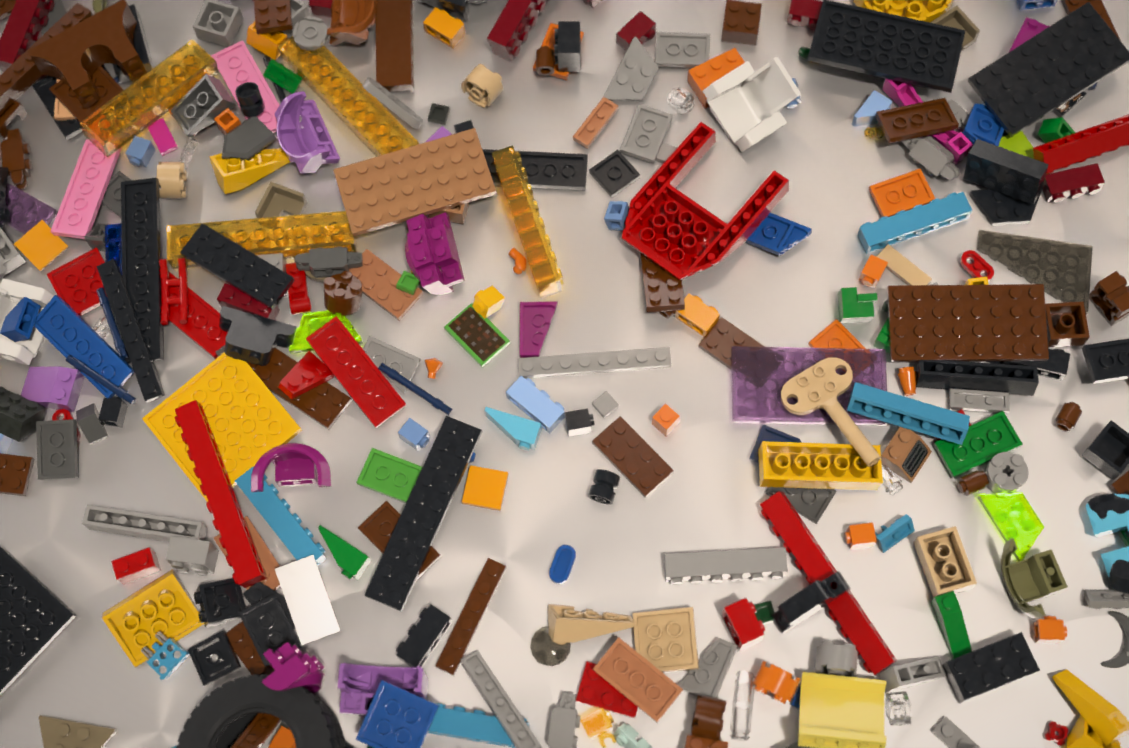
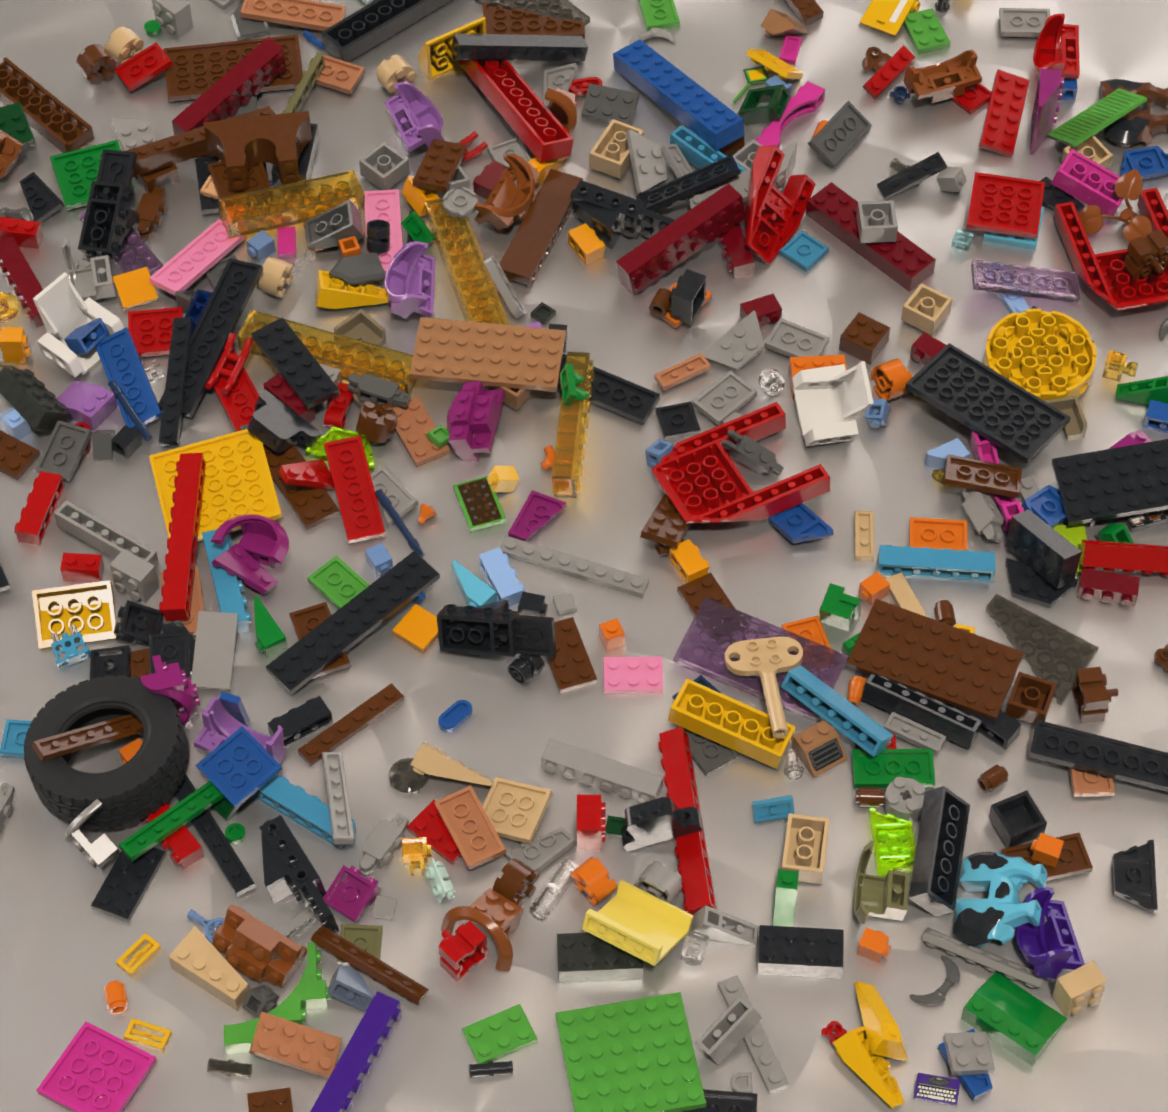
camera: 20 degrees right, 15 degrees down
(63, 519) = (39, 508): none -> red brick
(118, 342) = (160, 386): dark blue piece -> none
(293, 499) = (243, 565): none -> magenta wing
(359, 657) = (235, 707): none -> blue tile
(482, 86) = (593, 302): tan brick -> none
(509, 183) = (569, 380): none -> green tile
(561, 469) = (494, 631): none -> black wedge
(702, 451) = (633, 675): none -> bright pink plate
(703, 182) = (752, 454): none -> dark grey hinge
(790, 52) = (890, 379): none -> orange brick
(836, 220) = (864, 535): none -> tan tile
(860, 536) = (739, 798): orange brick -> none
(946, 271) = (944, 612): none -> reddish brown brick
(978, 265) = (979, 622): red plate -> none
(1064, 514) = (939, 851): none -> black brick

